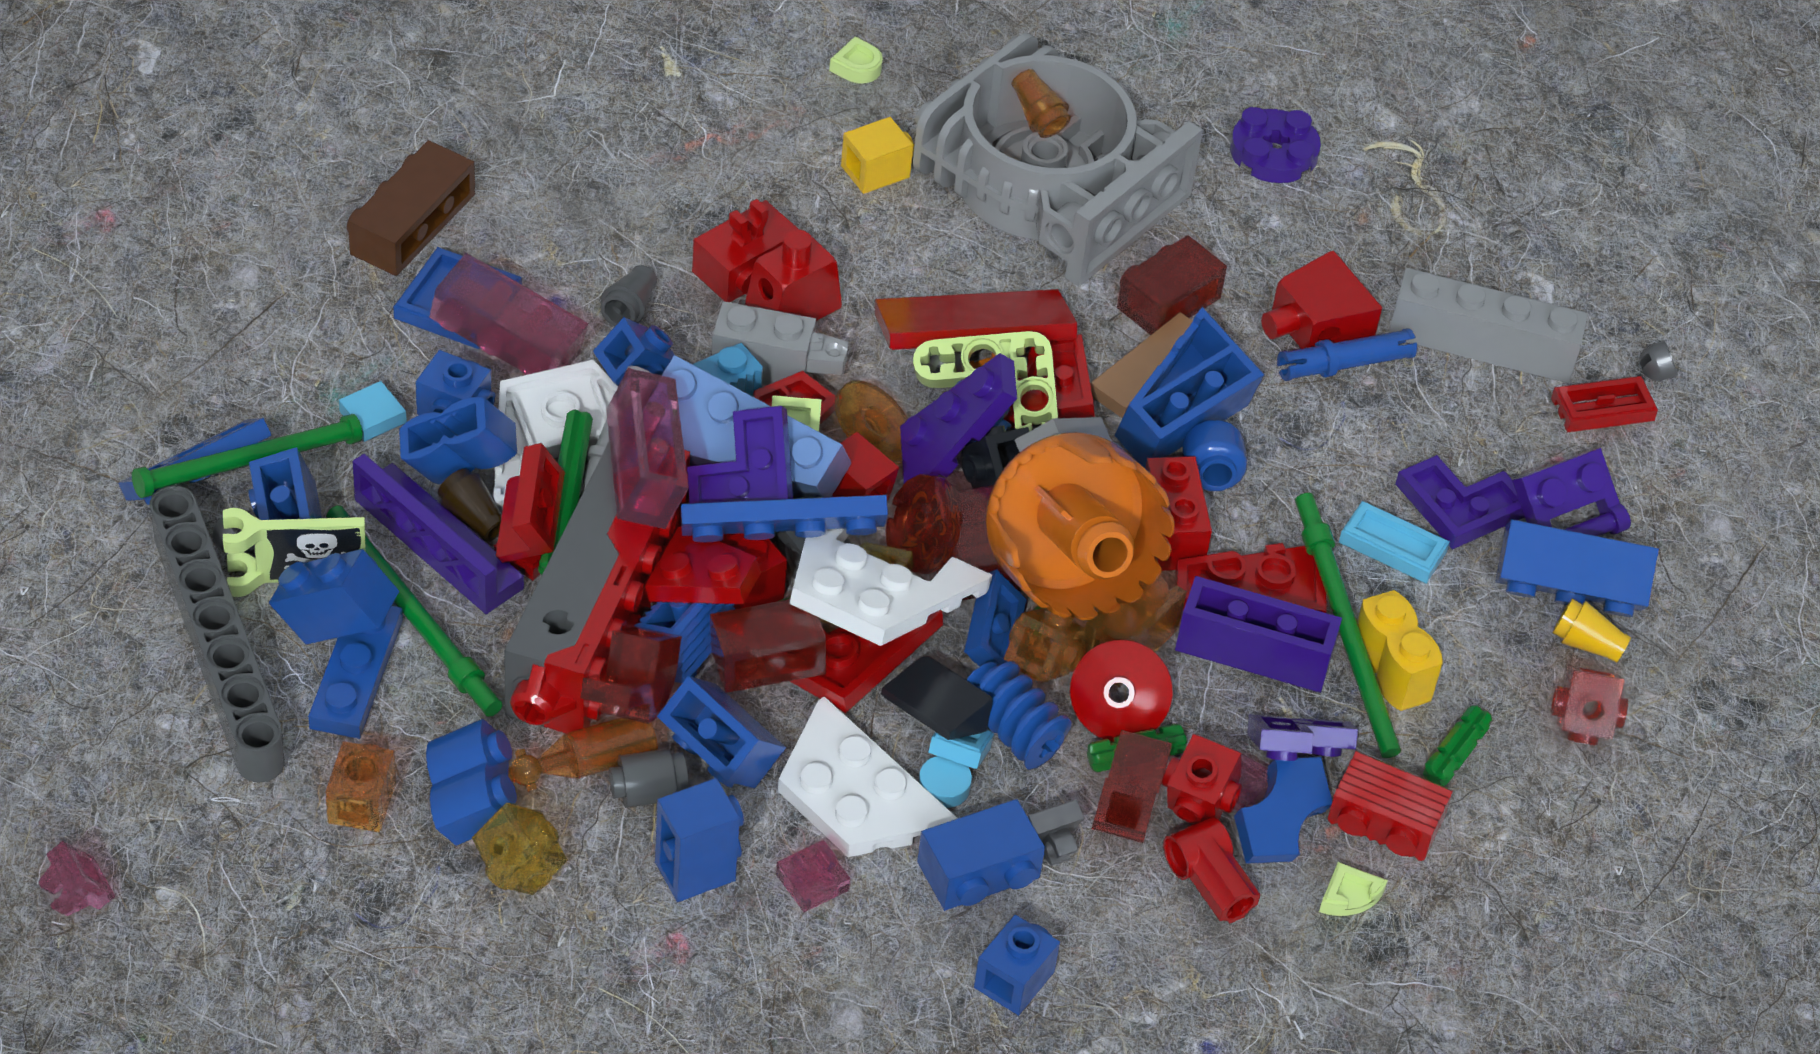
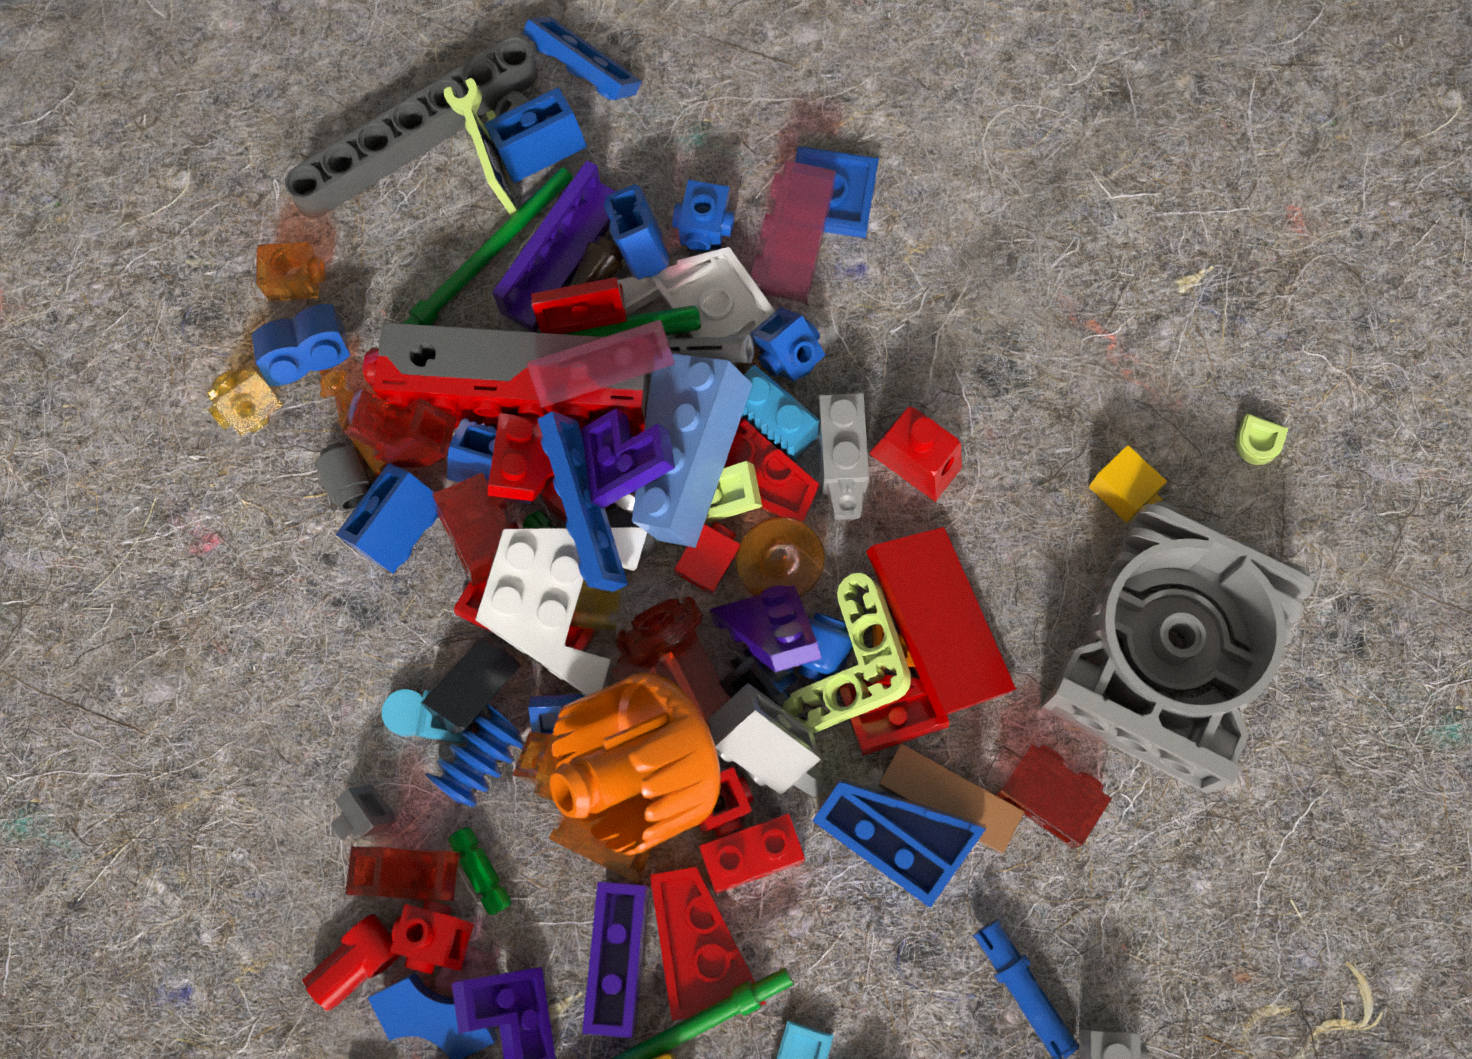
camera: 85 degrees right, 25 degrees up
(78, 876) = (166, 114): clear pink tile -> none
(147, 481) = (524, 26): green bar -> none
(333, 596) = (445, 190): blue brick -> none
(354, 678) = (414, 235): blue plate -> none
(375, 409) = (681, 164): medium azure tile -> none
(411, 207) = (912, 123): reddish brown brick -> none
(628, 296) = (870, 321): dark grey cone -> none
(698, 839) = (266, 526): blue brick -> none
(728, 252) = (959, 401): red brick -> none
(813, 876) = (285, 628): clear pink tile -> none
(855, 787) = (382, 642): white wing -> none
(981, 855) = (319, 757): blue brick -> none
(1017, 964) = (216, 813): blue brick -> none
(1042, 107) = (1223, 614): clear orange cone -> none
(1139, 670) = (522, 844): red dish -> none
(1218, 454) = (838, 879): blue head -> none
(1260, 128) = (1323, 843): dark purple plate -> none
(1322, 304) = (1078, 952): red torso -> none

